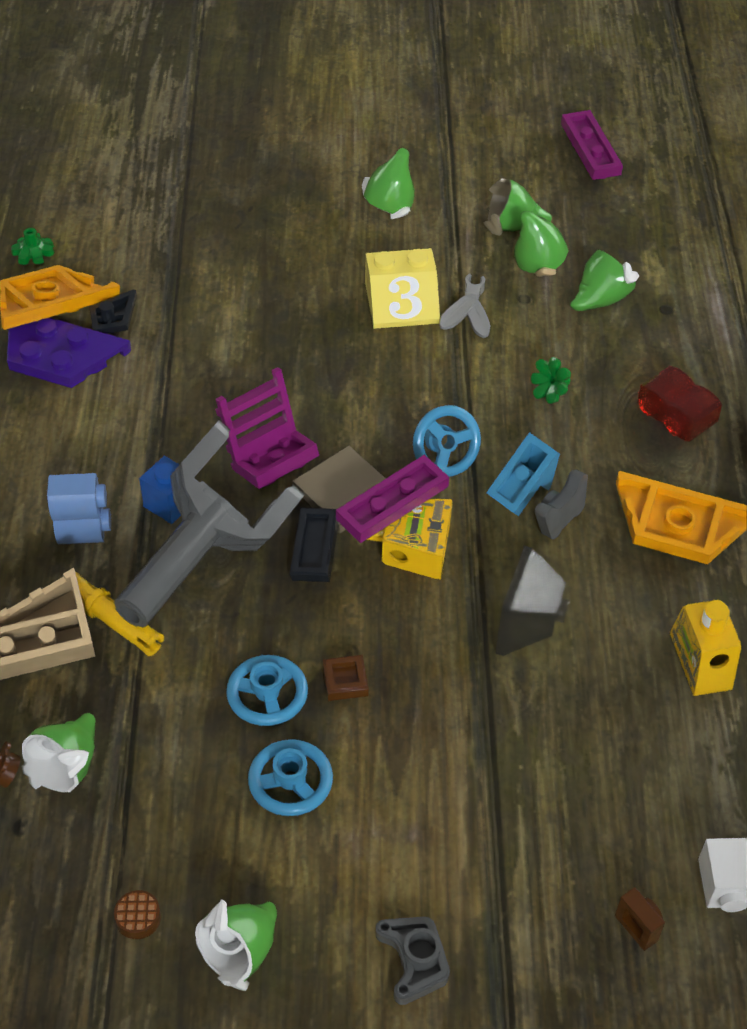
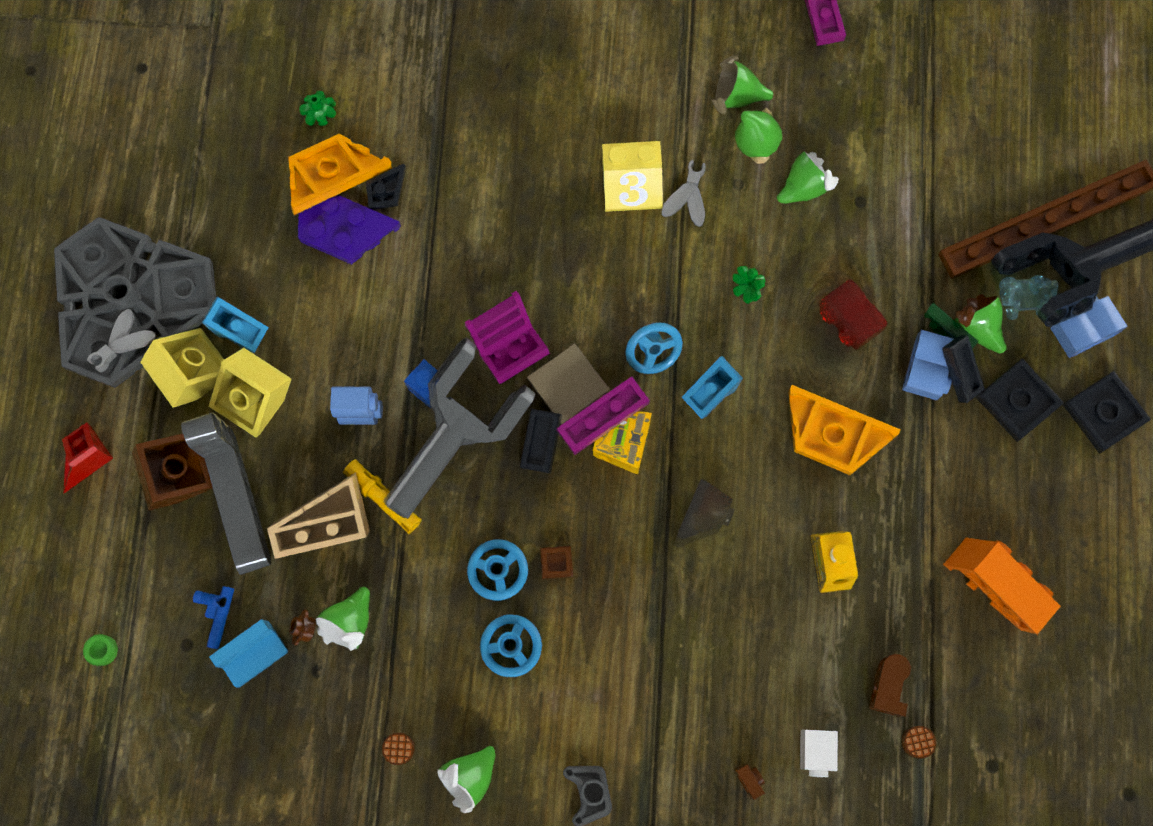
camera: 10 degrees right, 25 degrees up
(391, 186) = (631, 57): bright green hat -> none
(560, 508) = (739, 416): dark grey piece -> none

